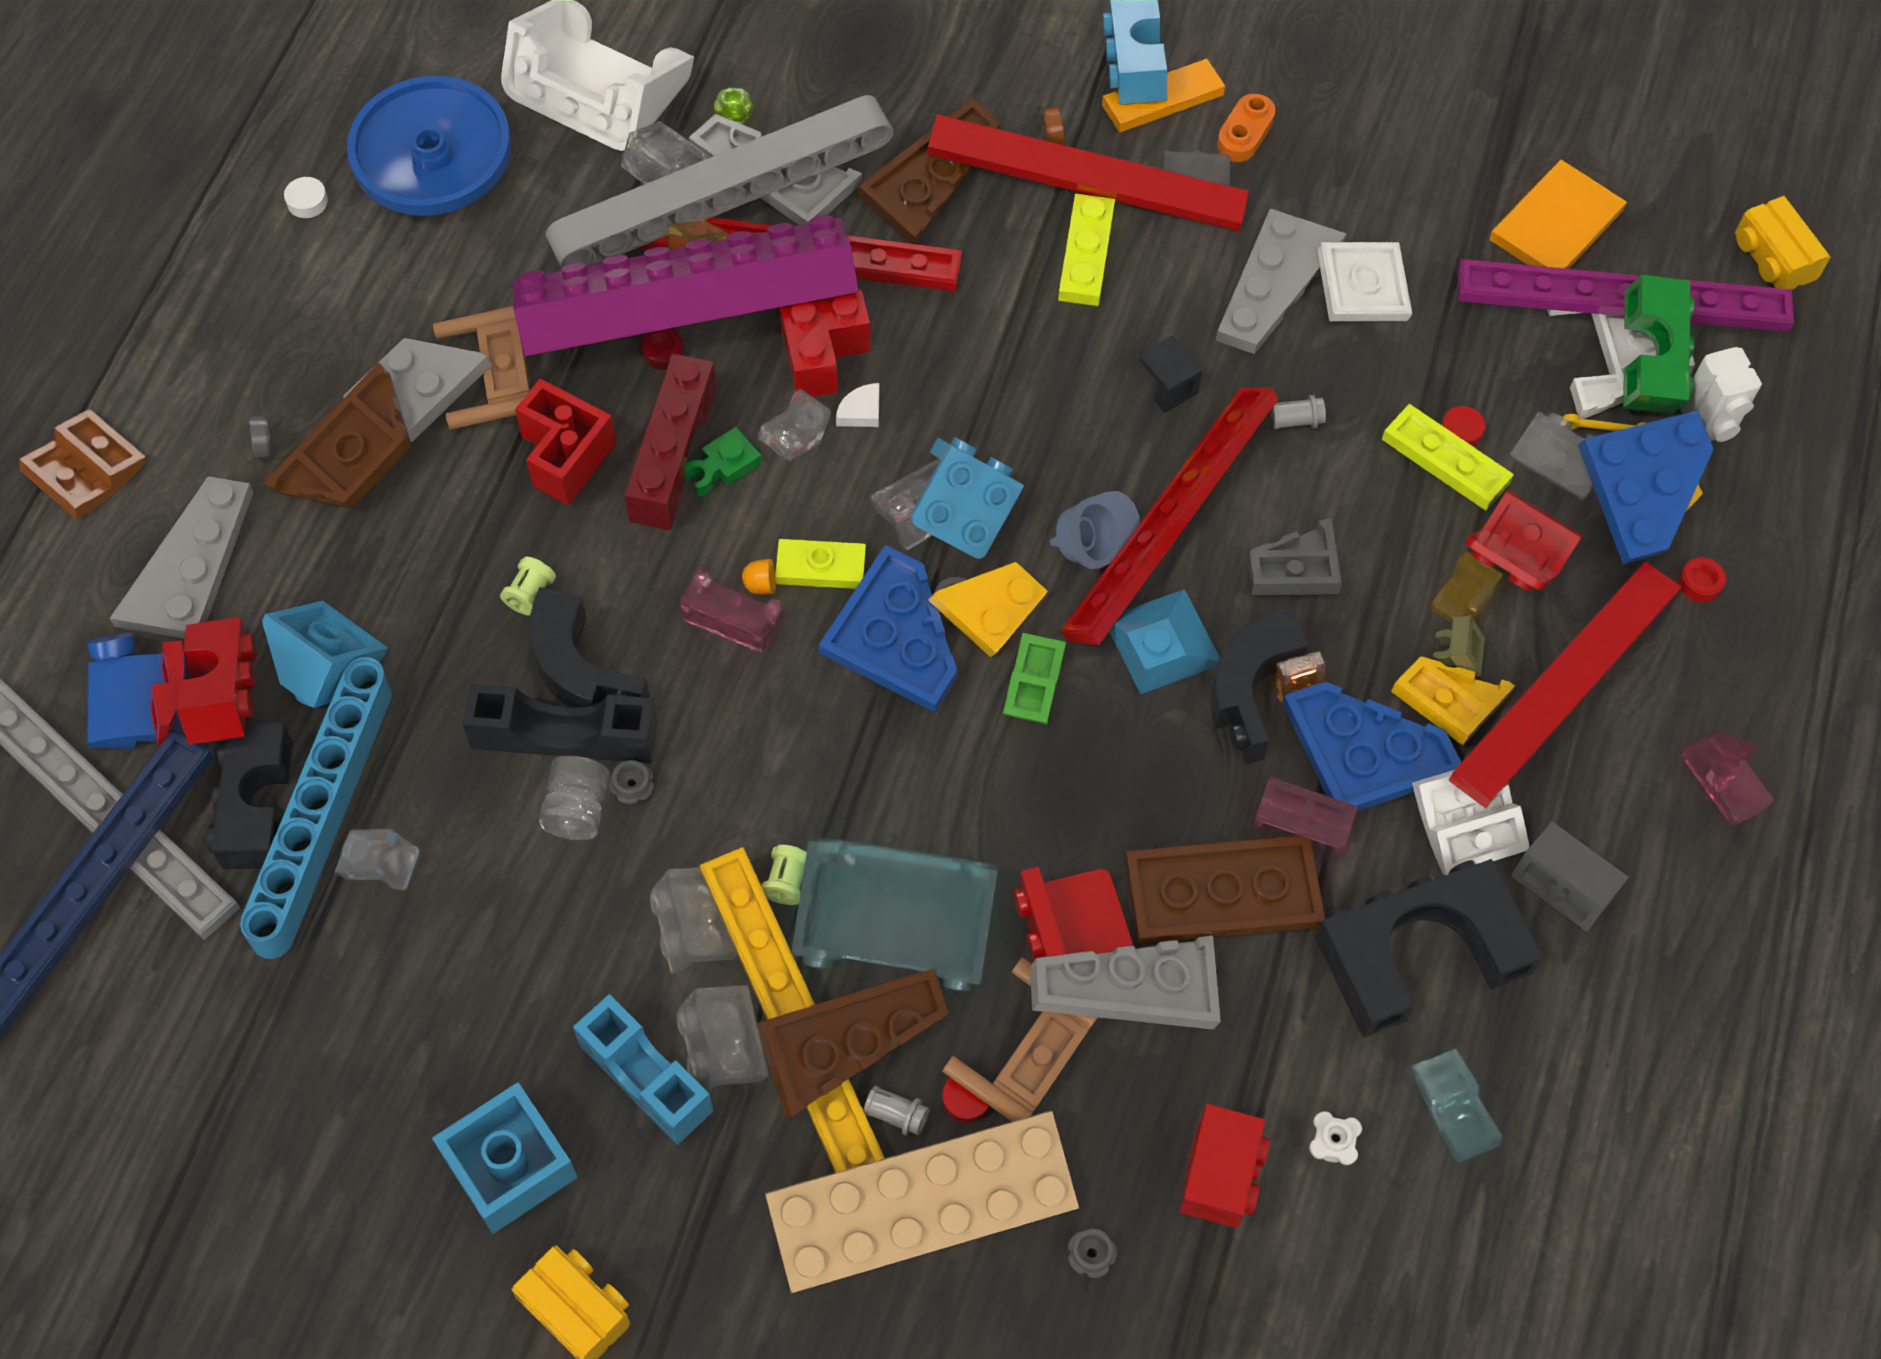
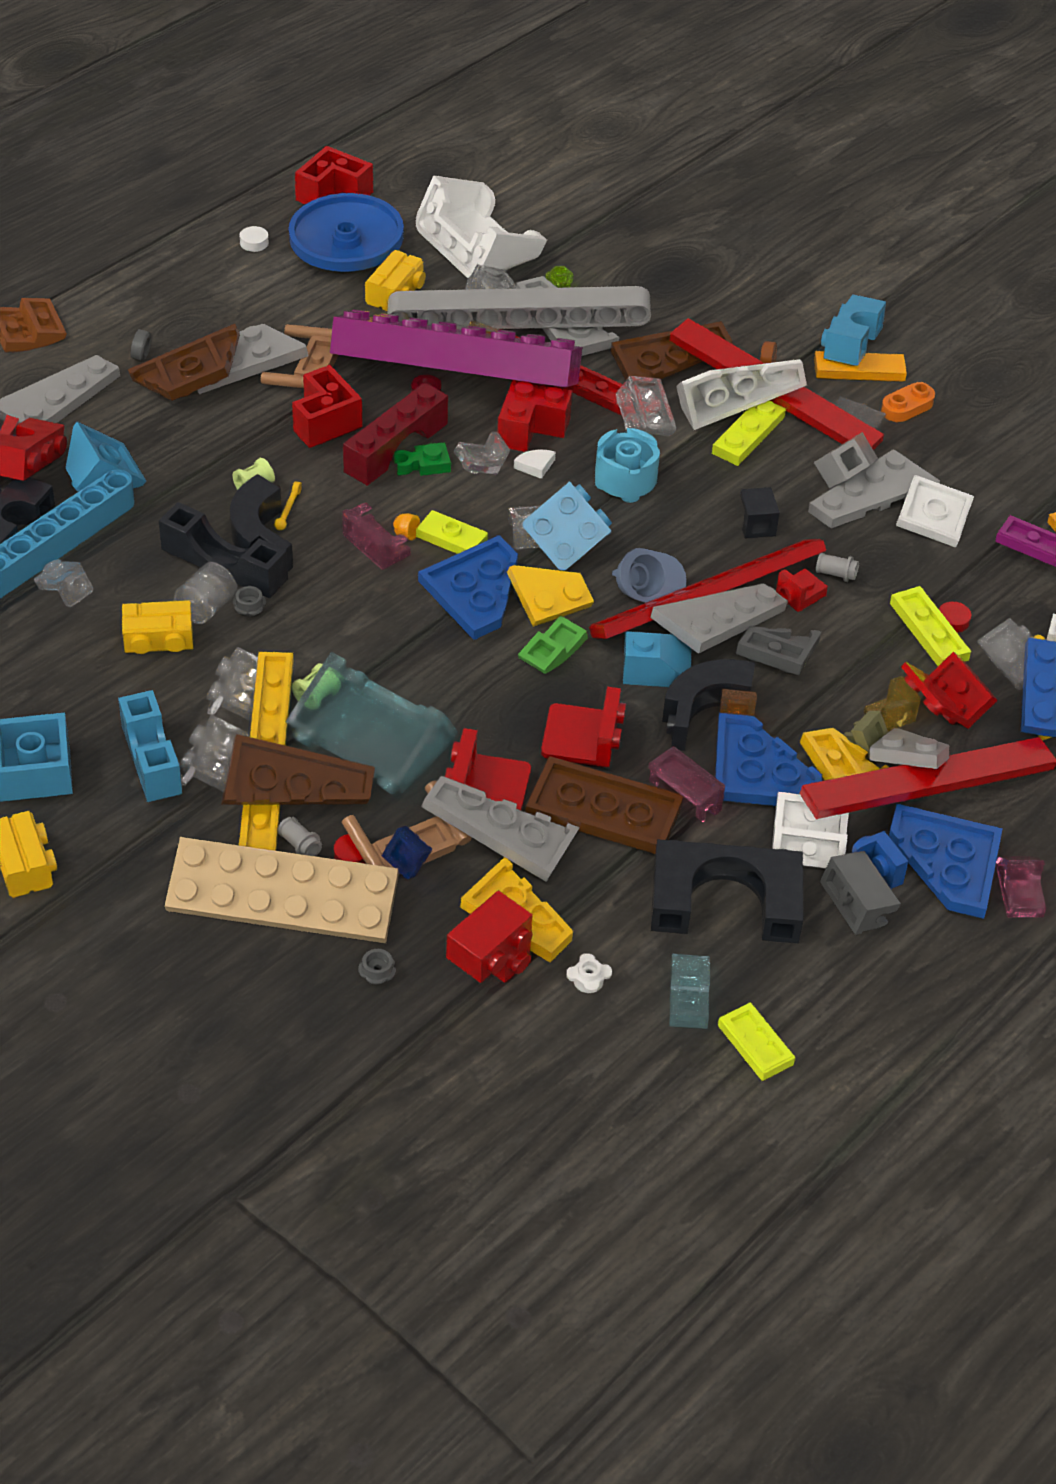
camera: 25 degrees right, 15 degrees down
(363, 56) = (331, 174): none -> red brick
(532, 195) = (393, 275): none -> yellow brick
(542, 877) = (157, 626): none -> yellow brick
(598, 639) = (280, 523): none -> yellow hinge
(954, 274) = (645, 406): none -> clear bracket
(981, 369) = (627, 464): none -> medium azure brick
(1040, 212) = (735, 389): none -> white wedge
(1050, 1082) = (406, 852): none -> clear blue tile
(1145, 792) = (583, 732): none -> red bracket
(1186, 1078) = (549, 930): none -> yellow wing
(1208, 552) = (718, 616): none -> light grey wing
(1232, 254) = (846, 460): none -> light grey slope
(1272, 464) = (800, 589): none -> red bracket
(1529, 654) = (909, 749): none -> light grey wing
(1568, 1141) = (756, 1041): none -> neon yellow plate
(1571, 814) = (885, 857): none -> blue bracket
(1638, 776) = (949, 855): none -> blue plate

